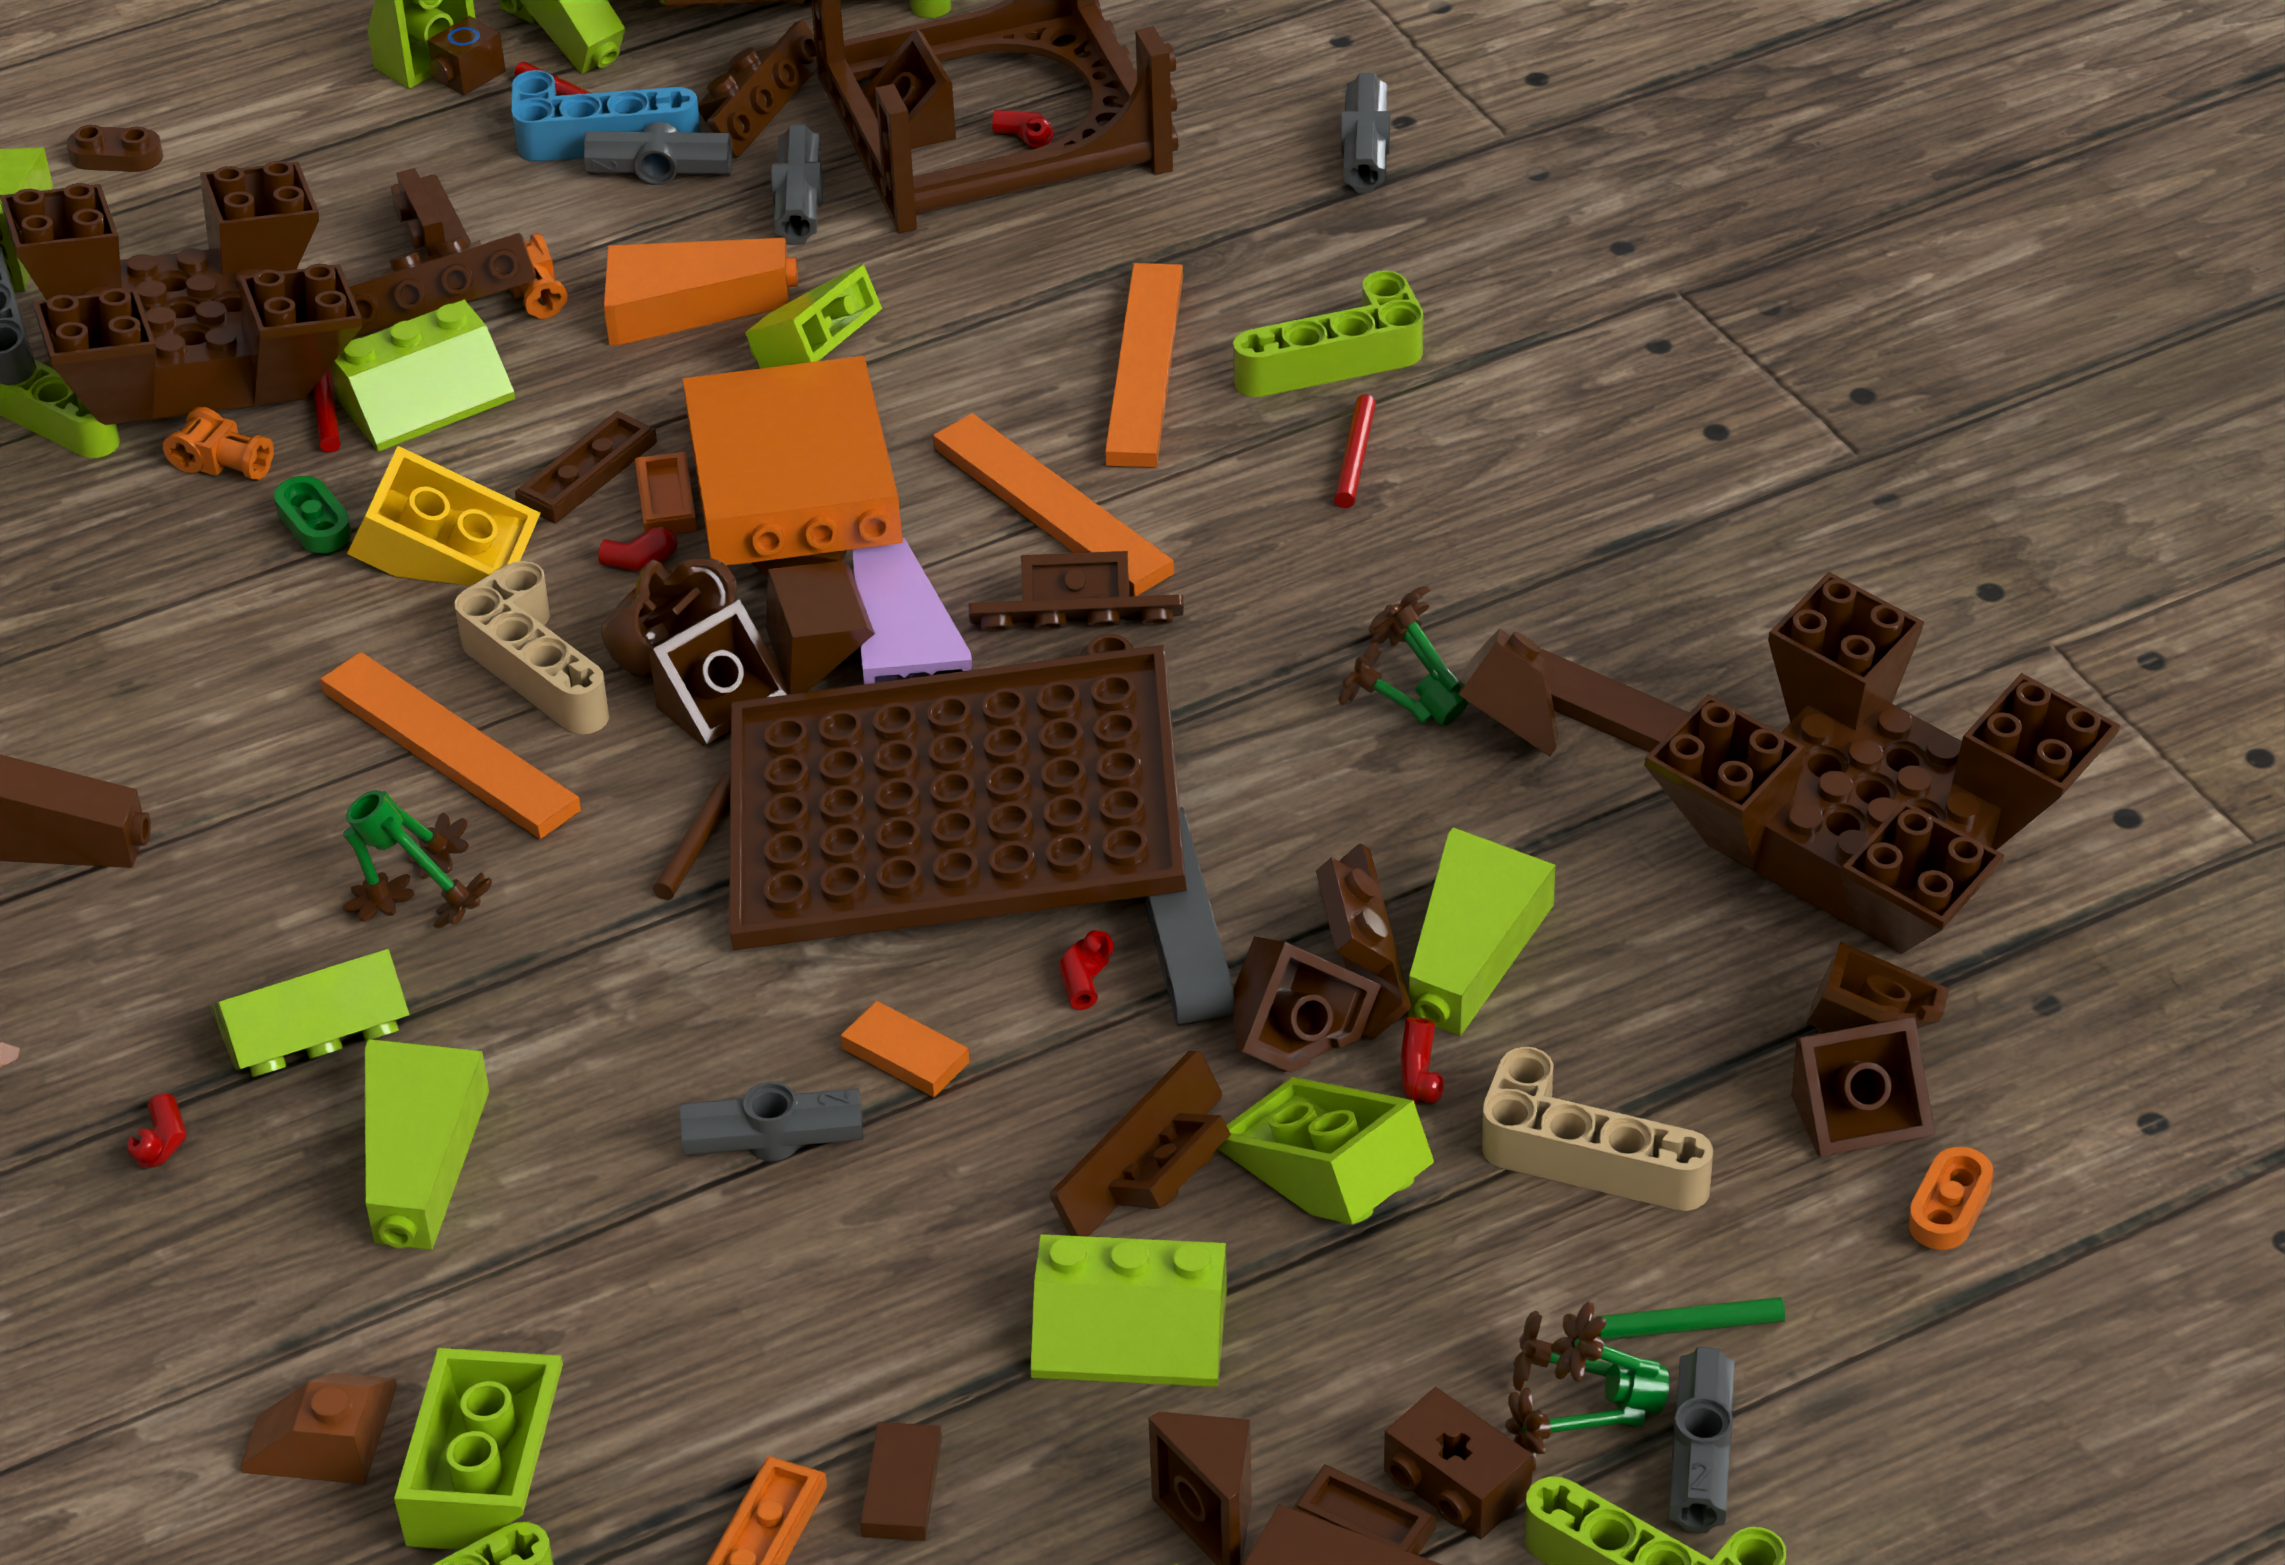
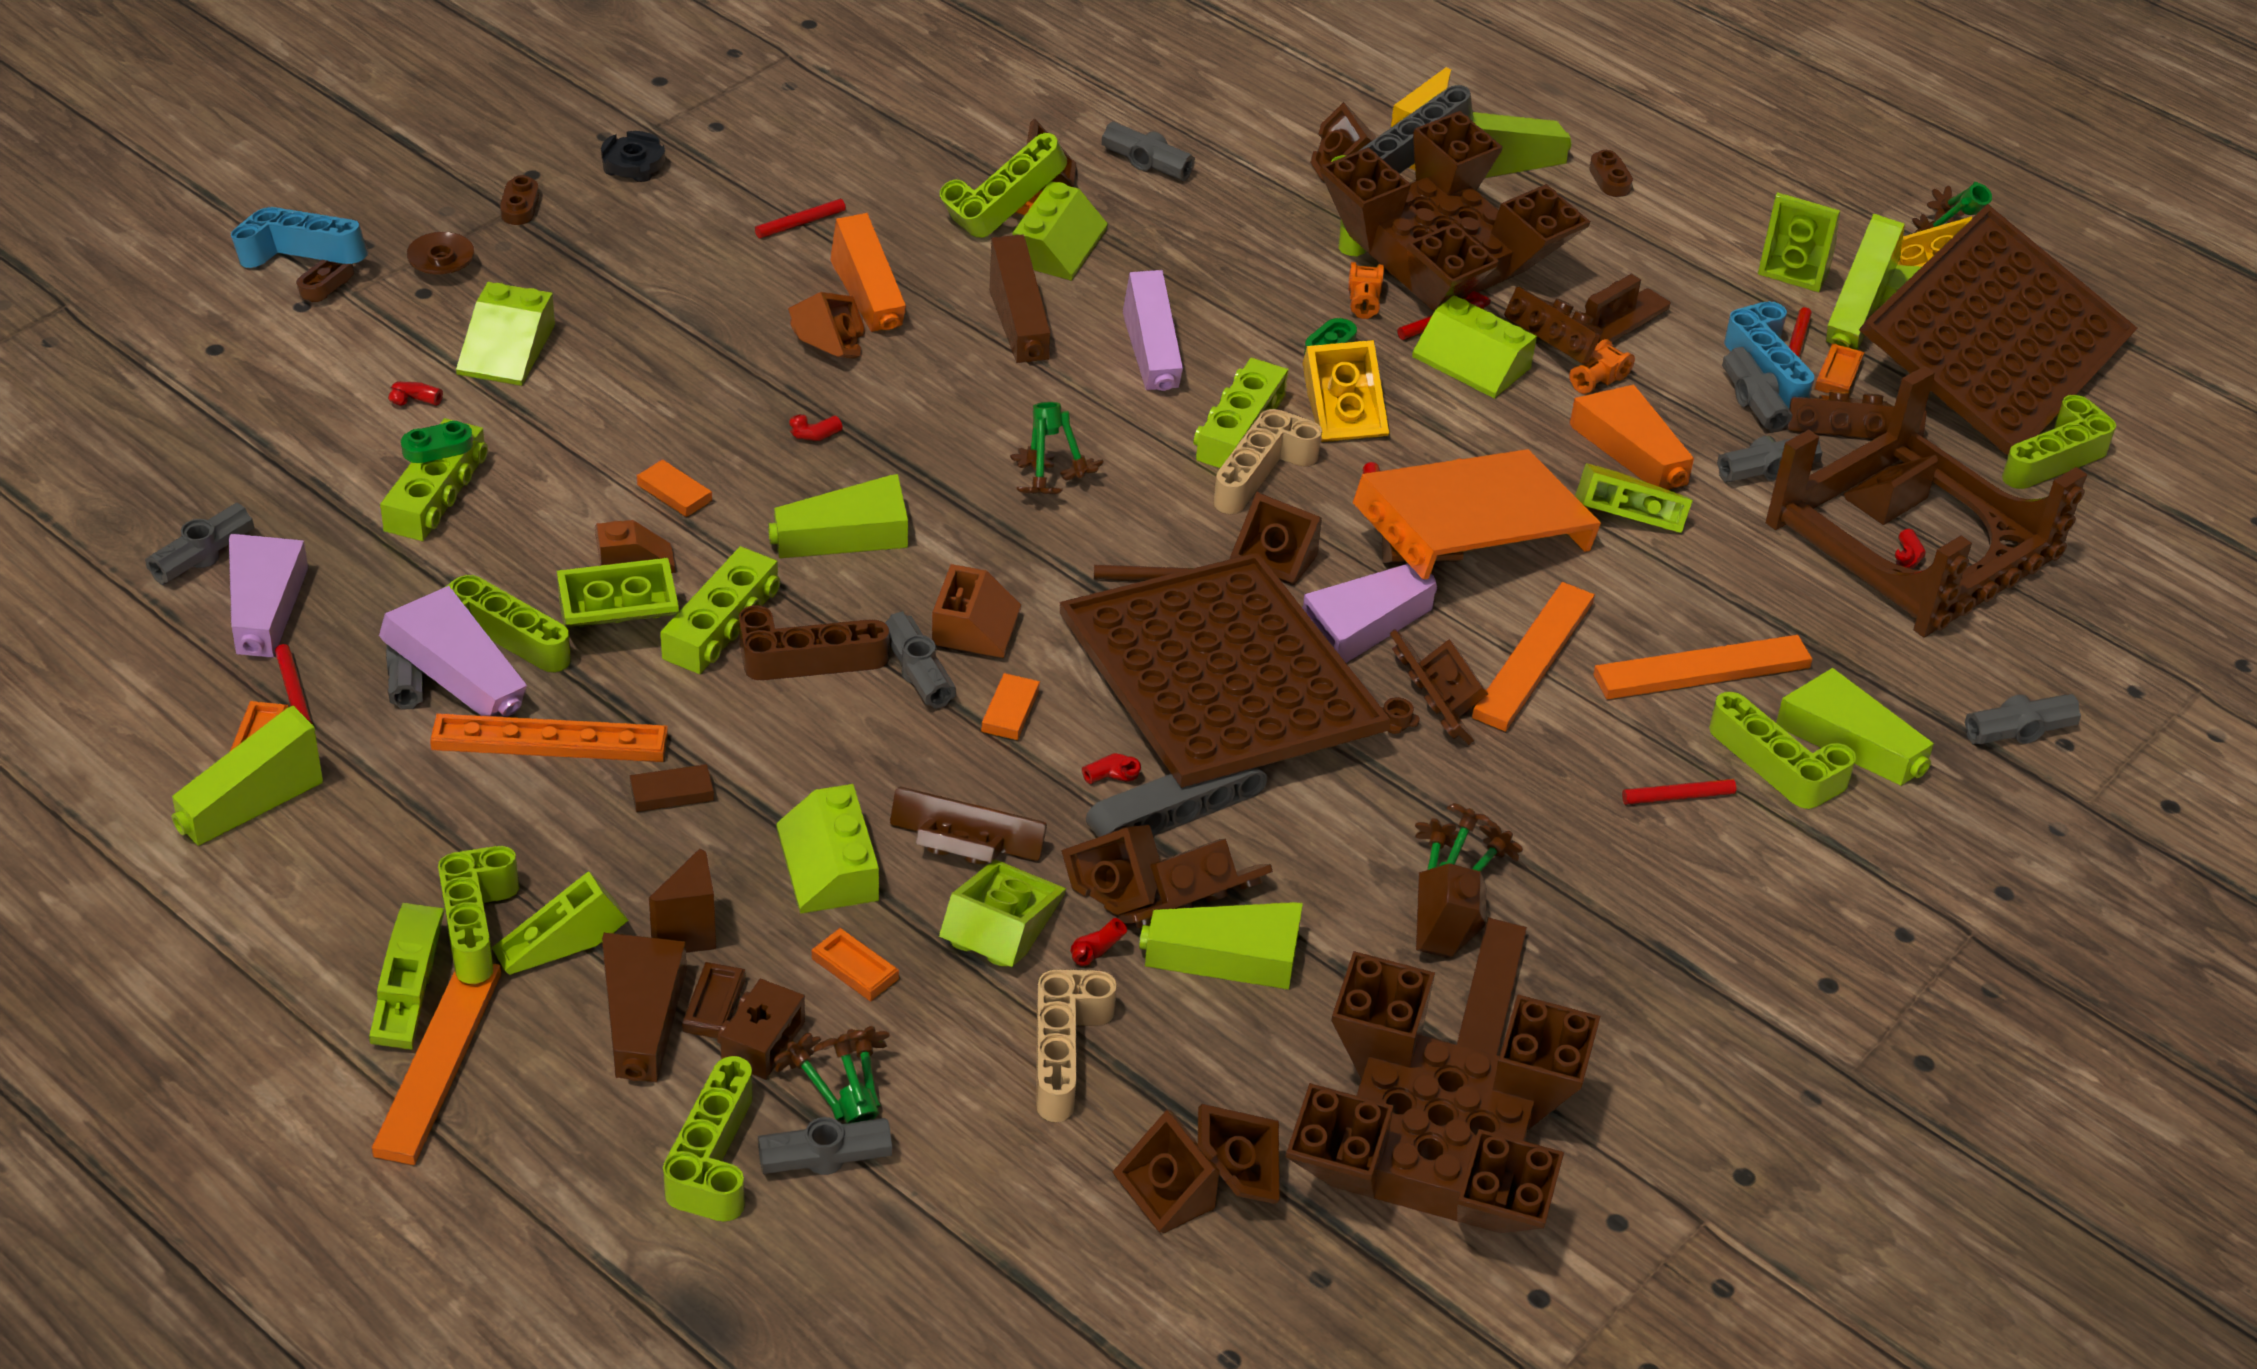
camera: 65 degrees right, 0 degrees up
(193, 683) = (1152, 330): none -> lavender slope
(202, 1341) = (674, 488): none -> orange tile
(311, 1013) = (922, 453): lime slope -> none
(424, 643) = (1253, 391): none -> lime brick
(451, 745) = (1167, 455): orange tile -> none
(466, 55) = (1792, 281): reddish brown brick -> none
(522, 1309) = (712, 614): none -> lime brick
(586, 466) = (1442, 440): reddish brown tile -> none
(643, 69) = (1839, 369): none -> orange tile
(664, 607) = (1311, 491): reddish brown head -> none
(670, 1292) = (809, 649): none -> reddish brown beam
(706, 1037) = (974, 613): none -> dark orange slope
(814, 620) = (1336, 558): reddish brown slope -> none
(1321, 263) = (1840, 712): none -> lime slope
(1351, 1340) = (855, 964): none -> orange tile
(1693, 1318) = (936, 1128): green piece -> none
(1942, 1207) = (1093, 1244): orange plate -> none

